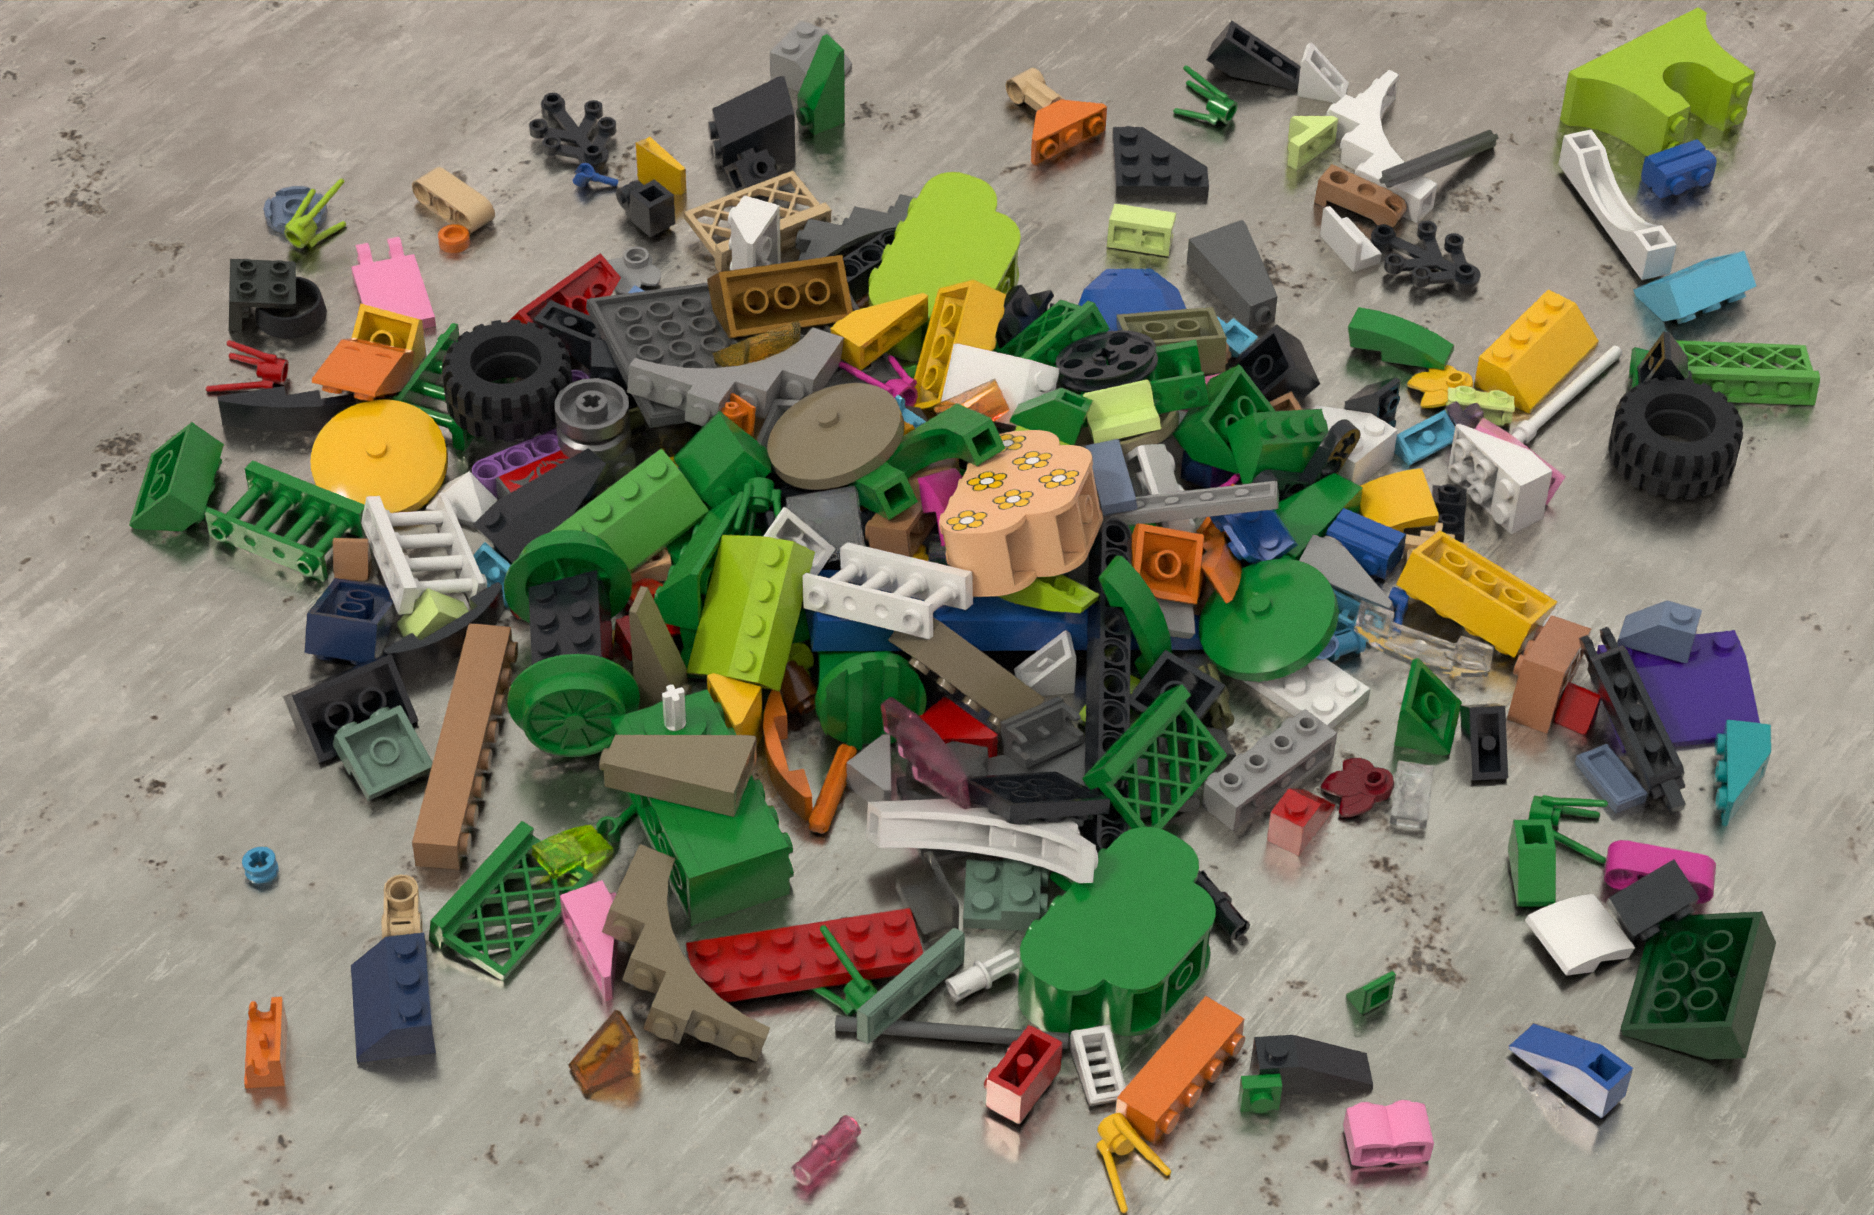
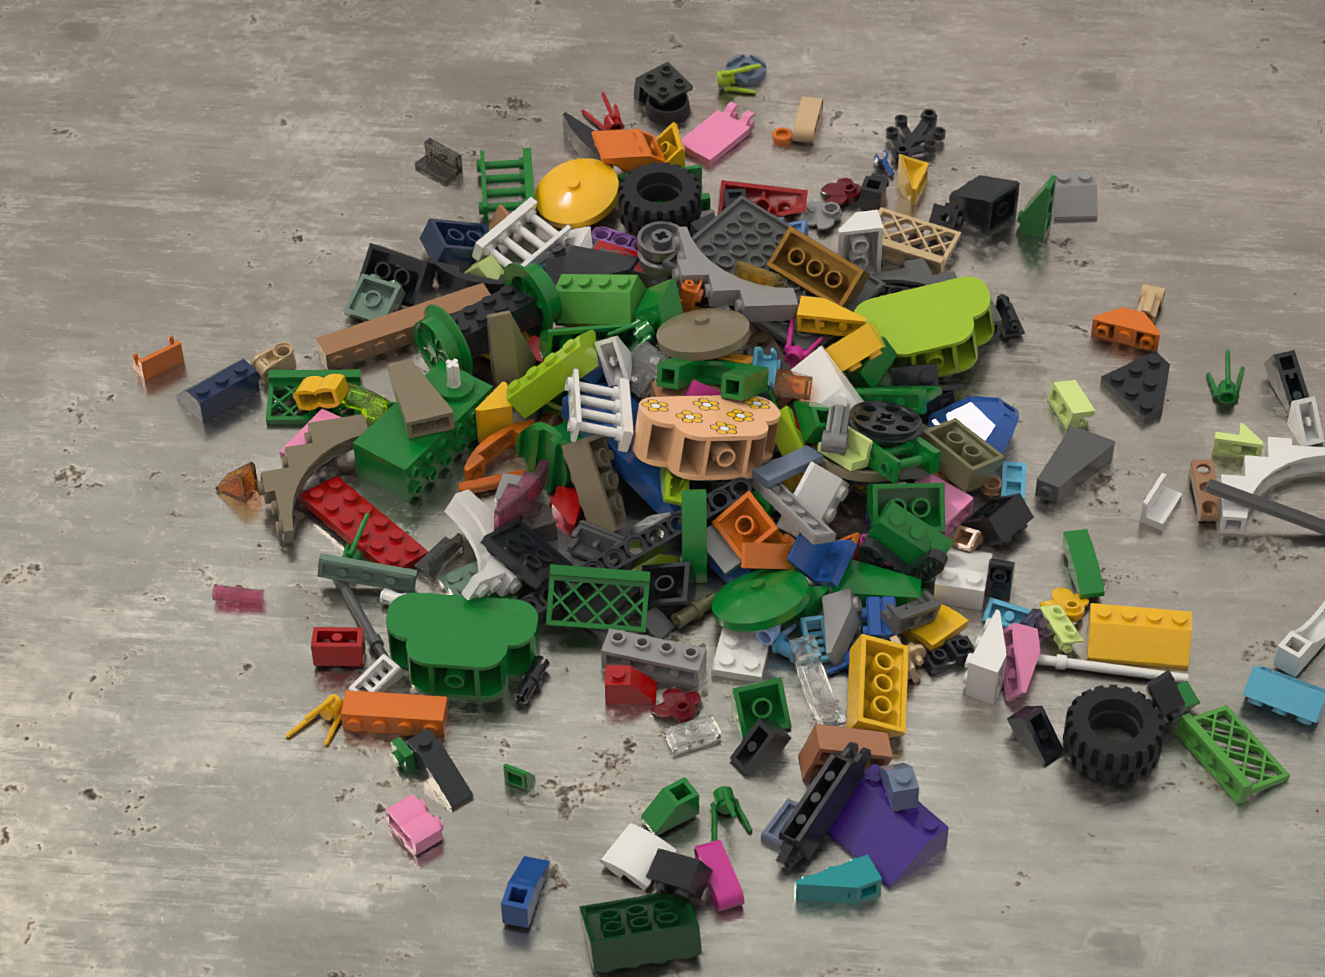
camera: 60 degrees right, 0 degrees up
(164, 567) = (440, 162): none -> clear smoke panel
(178, 481) = (501, 134): green slope -> none
(264, 873) = (272, 298): dark azure bush -> none
(535, 878) = (321, 392): none -> yellow brick
(607, 234) = (841, 192): none -> dark red plate
(1114, 407) = (836, 436): none -> flat silver piece
(1389, 505) = (912, 614): none -> dark grey hinge
(1460, 274) = (1183, 572): black plant -> none
(1620, 500) = (1036, 733): none -> black slope

